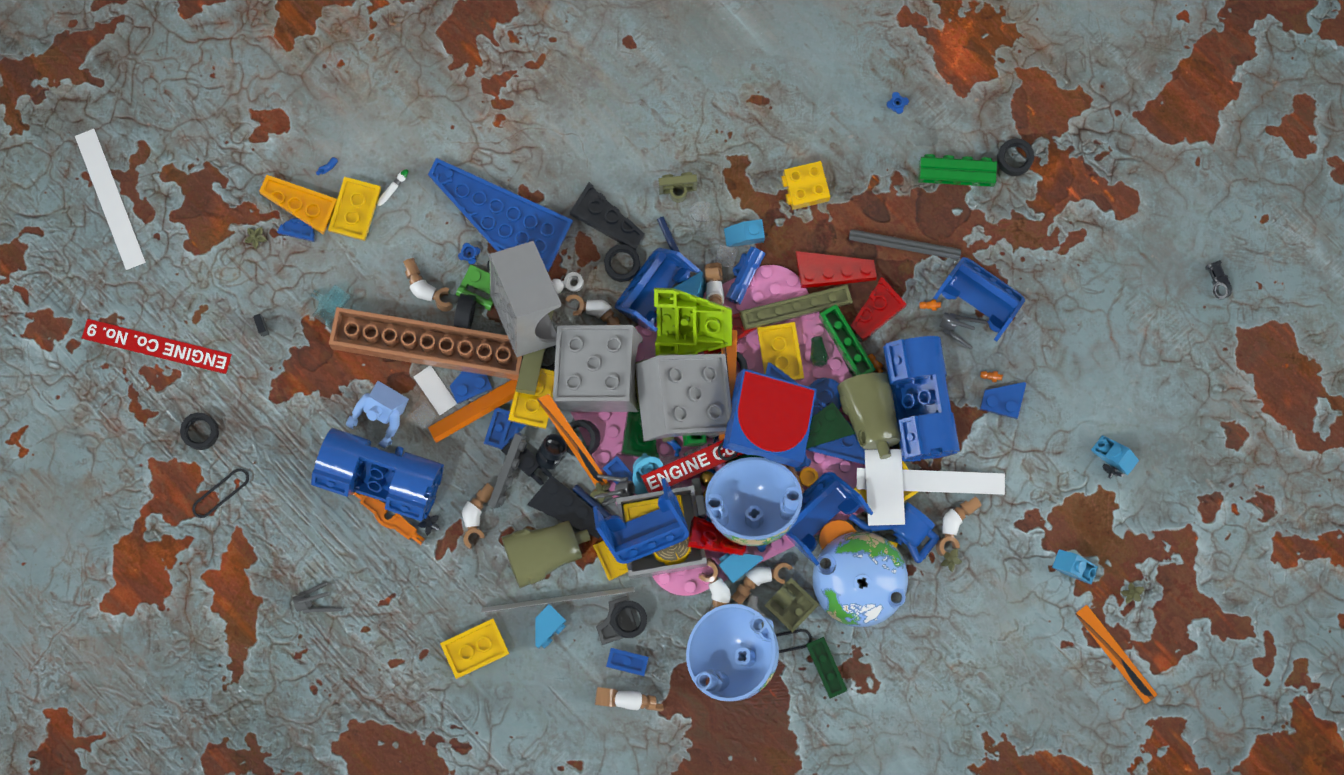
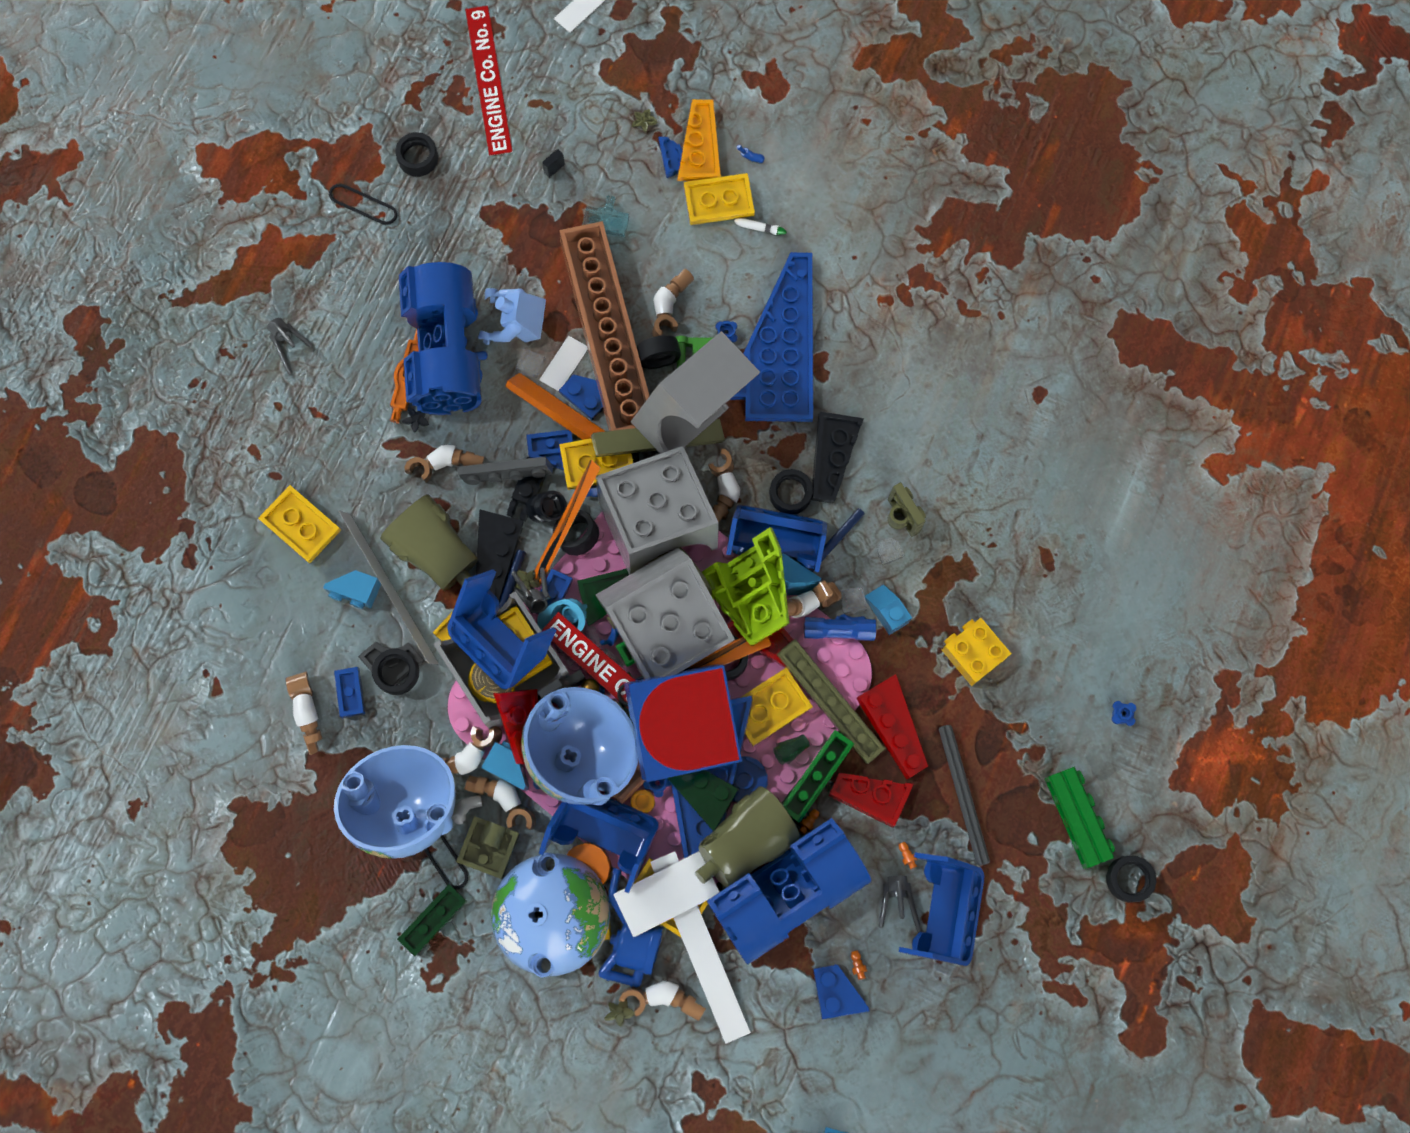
camera: 65 degrees right, 5 degrees down
(560, 285) = (734, 436): white plate -> none

